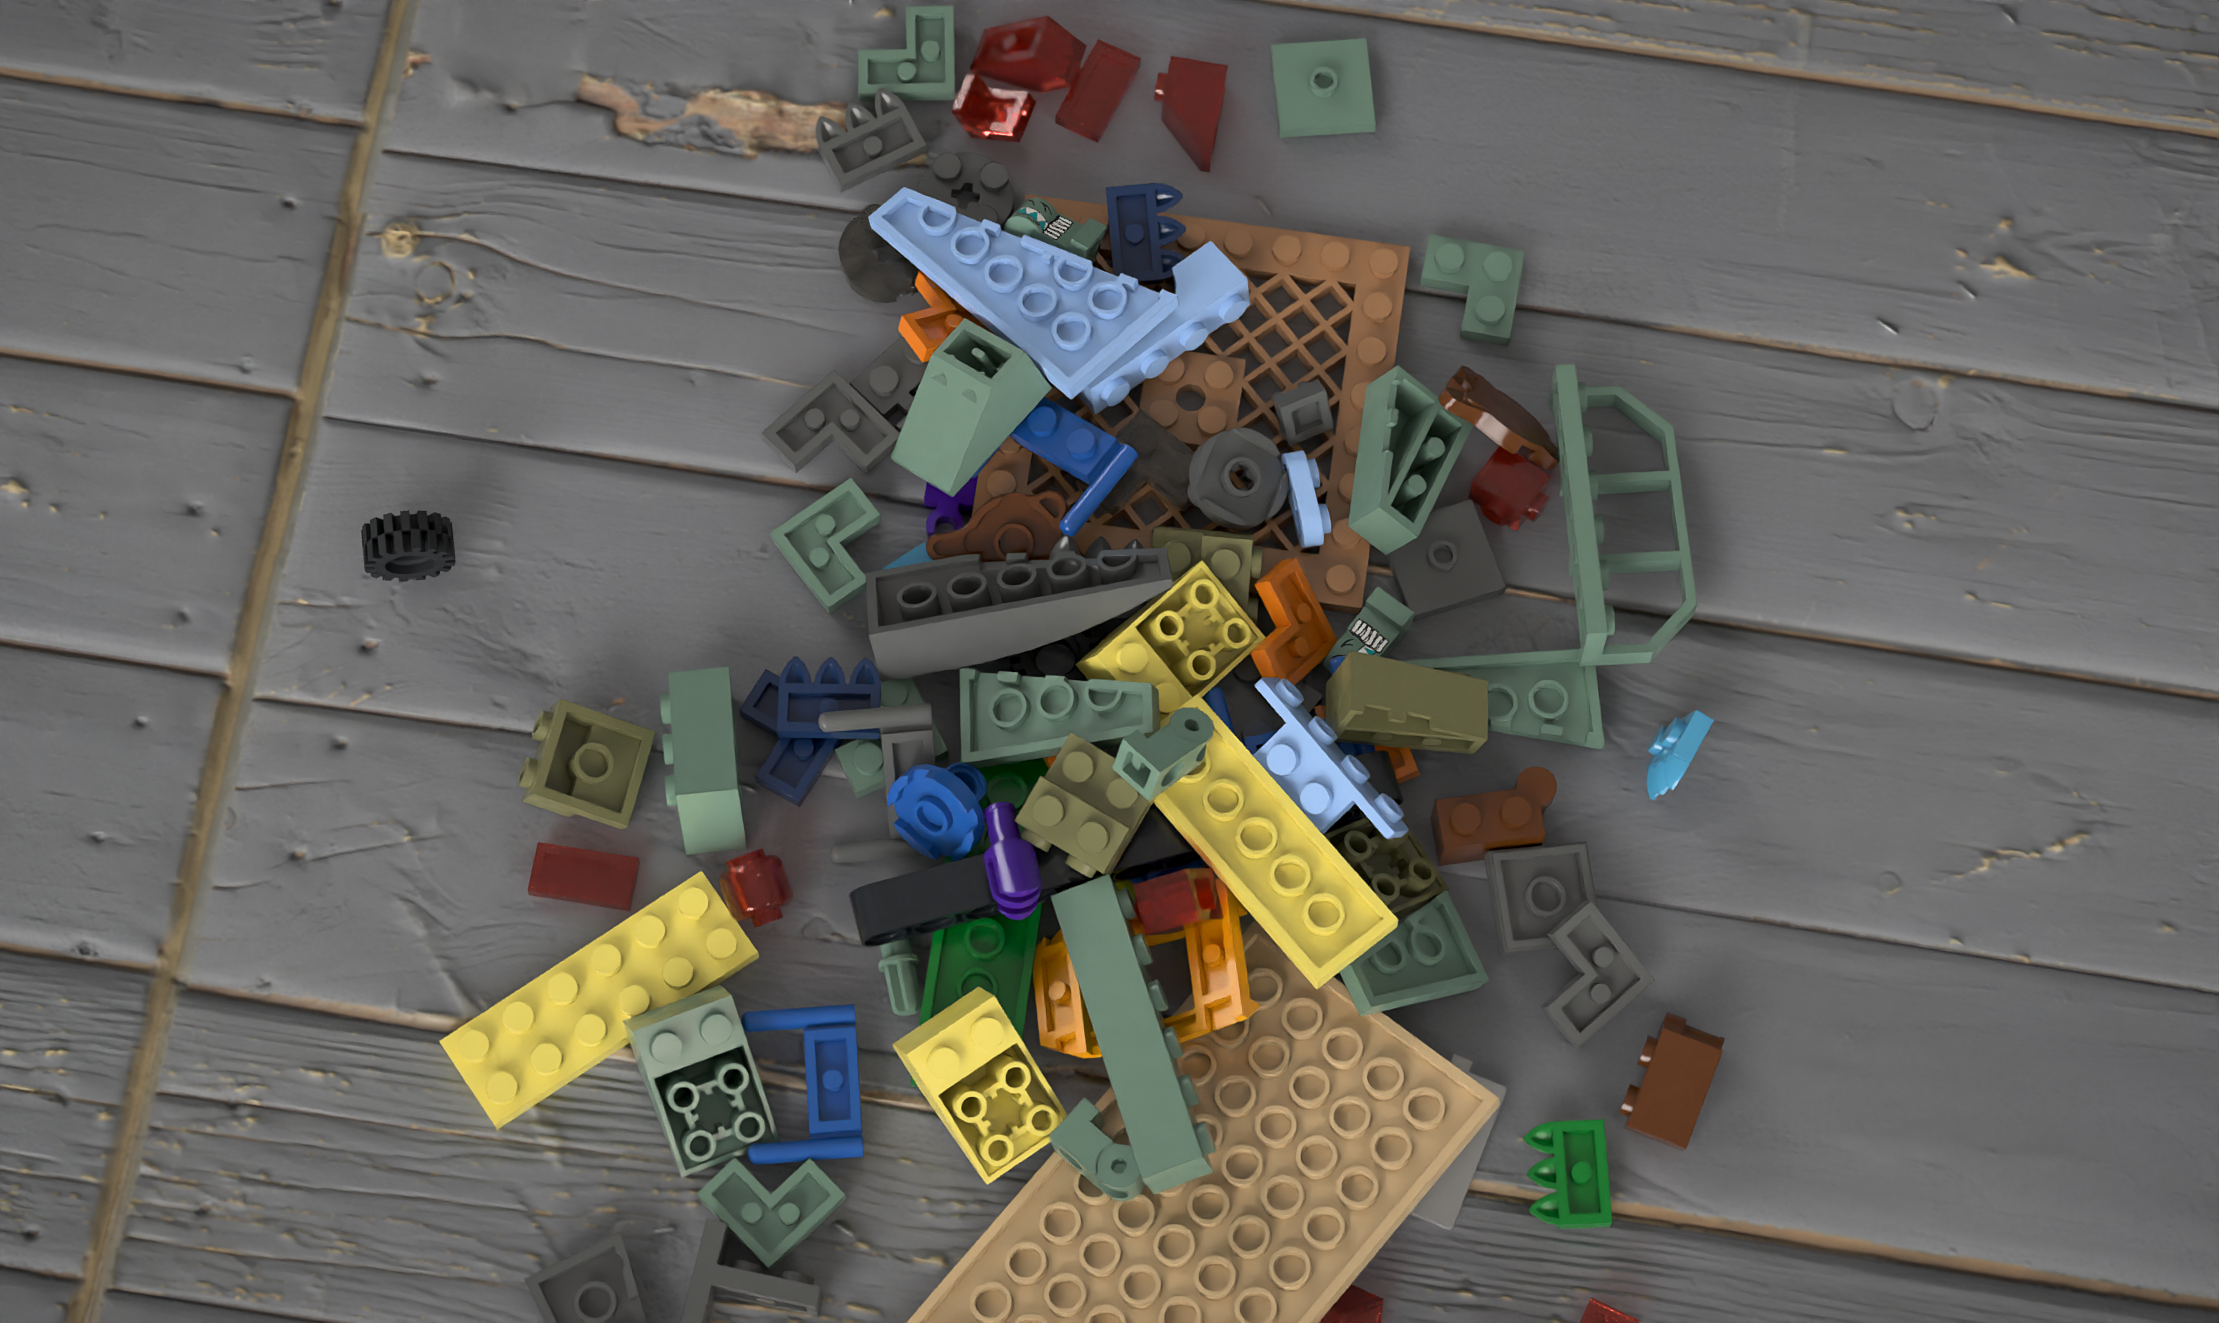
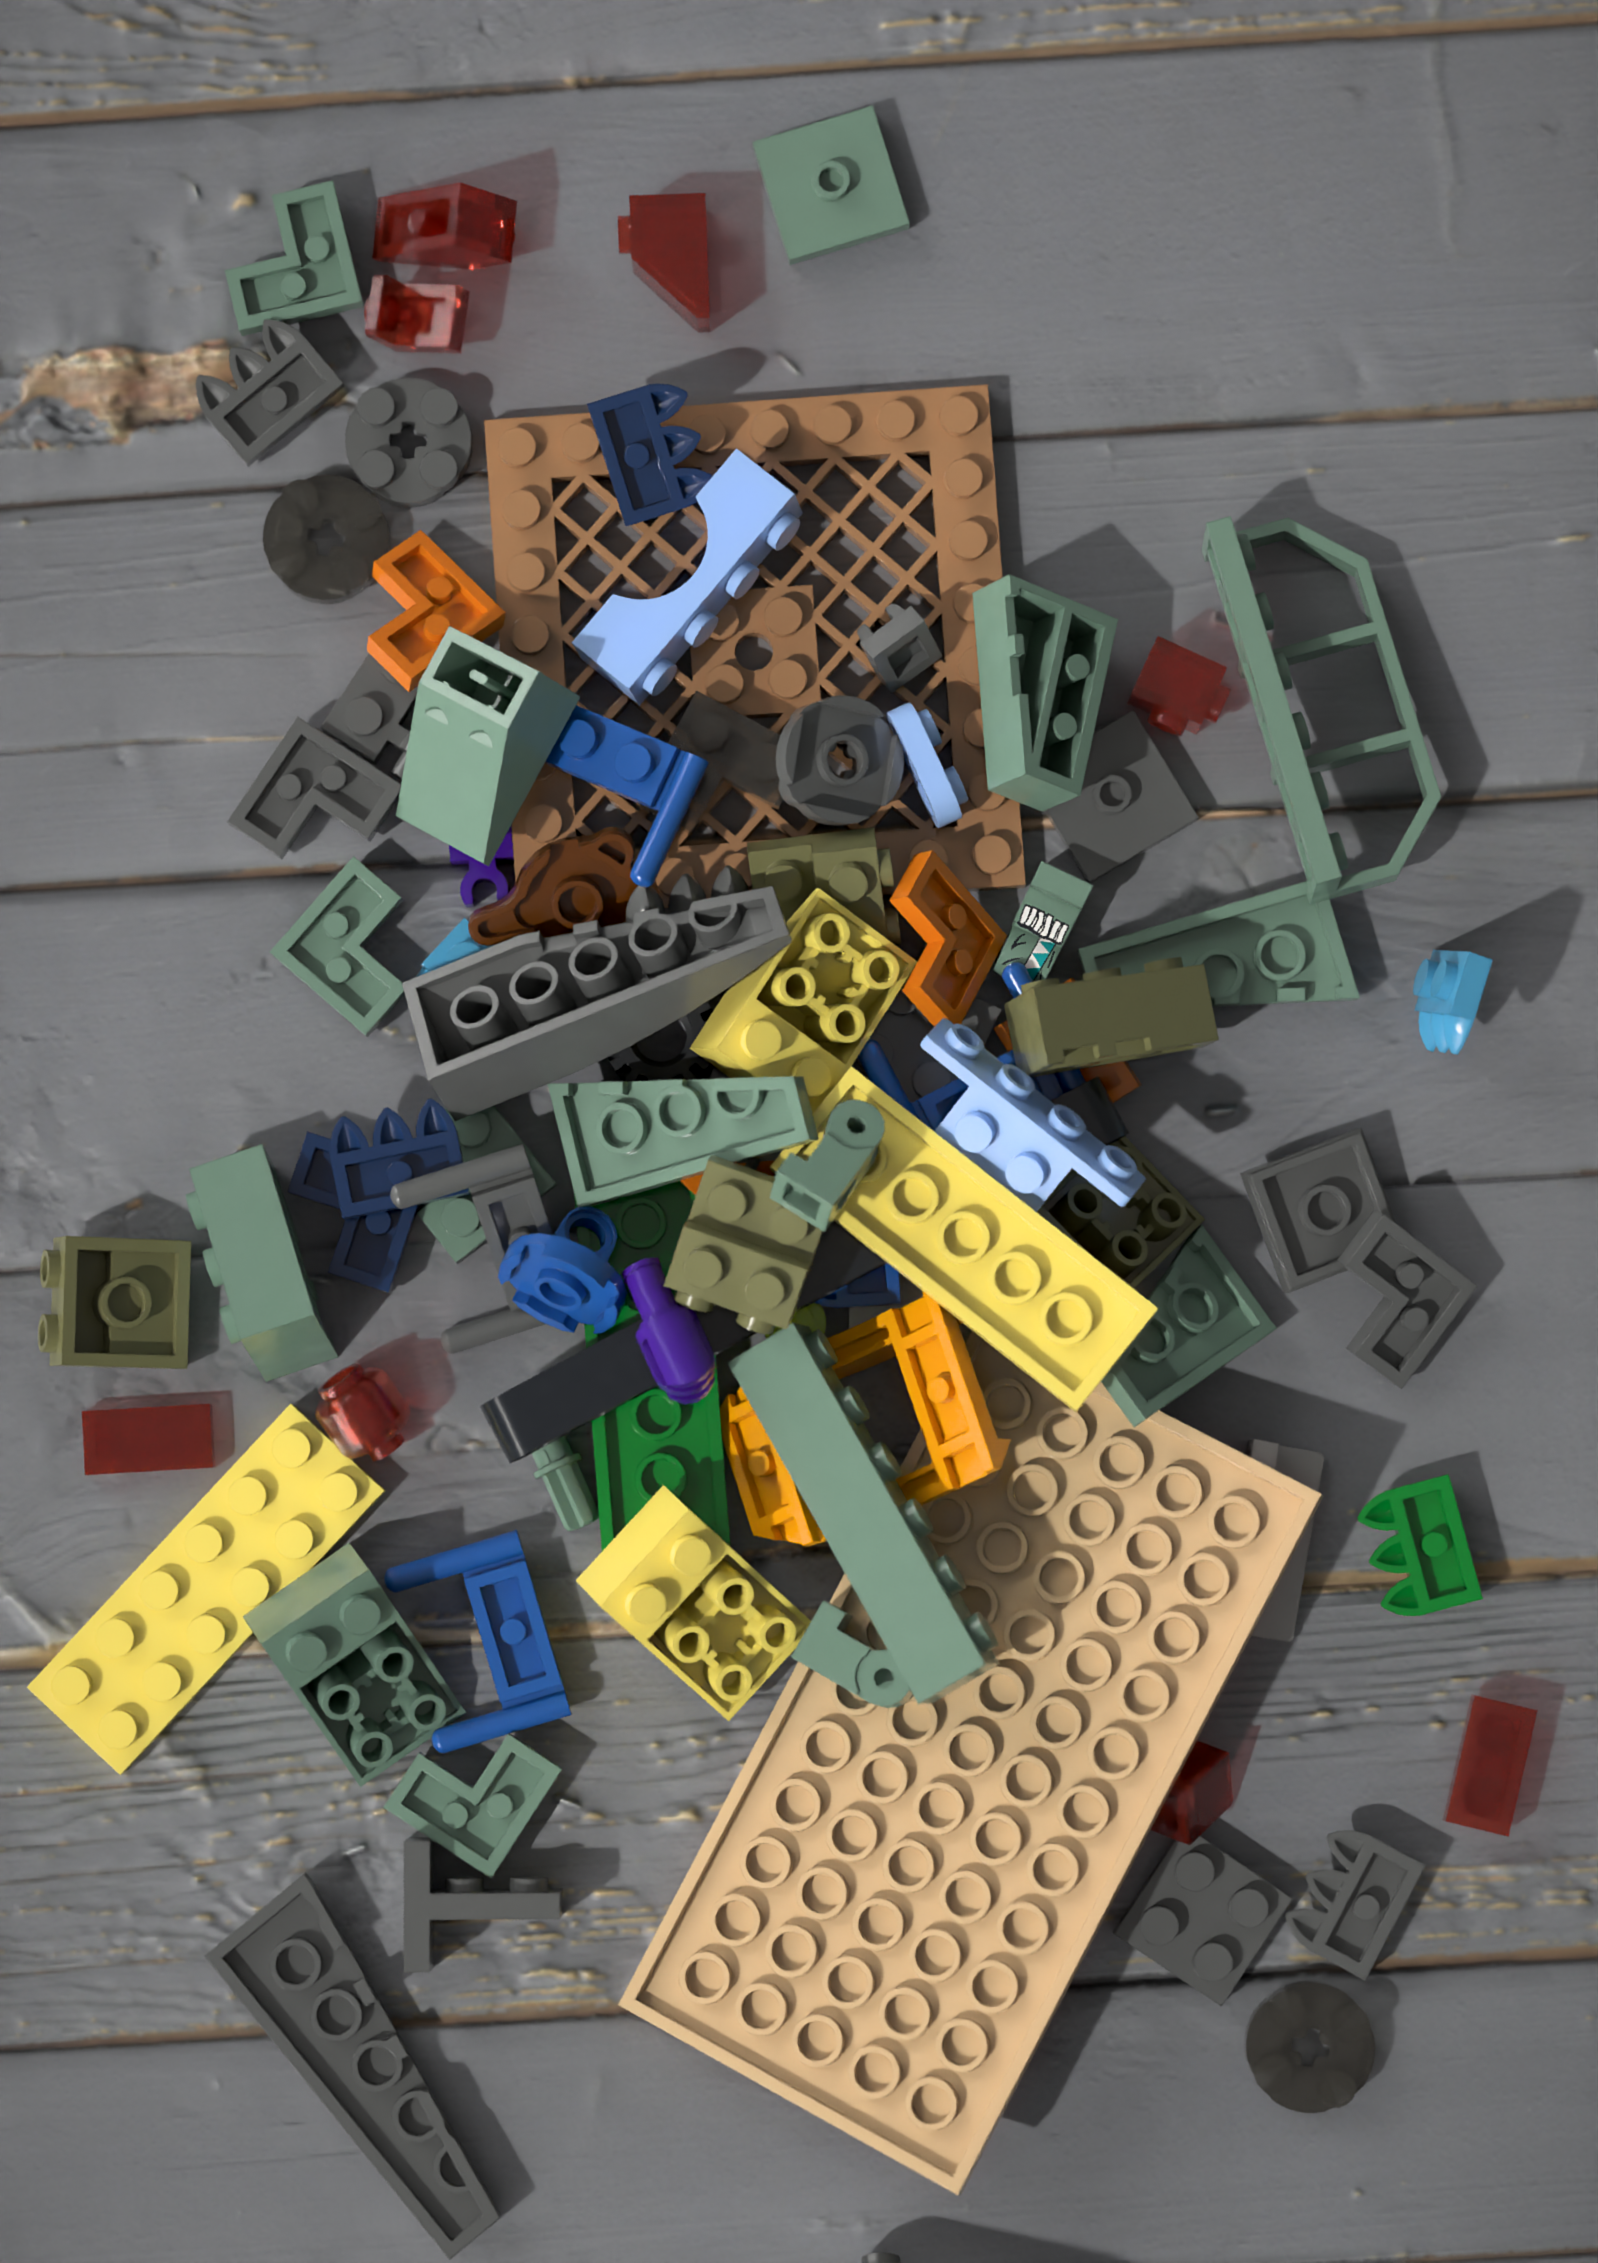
camera: 10 degrees left, 15 degrees up
(1024, 290) = (532, 576): light blue wing -> none
(1042, 222) = (535, 483): sand green leg -> none
(1098, 90) = (544, 253): clear red tile -> none
(1177, 901) = (884, 1338): clear red brick -> none
(1485, 274) = (1091, 398): sand green plate -> none
(1493, 821) = (1245, 1129): reddish brown hinge -> none
(1498, 416) = (1144, 598): reddish brown tile -> none
(1674, 1083) = (1524, 1410): reddish brown hinge -> none

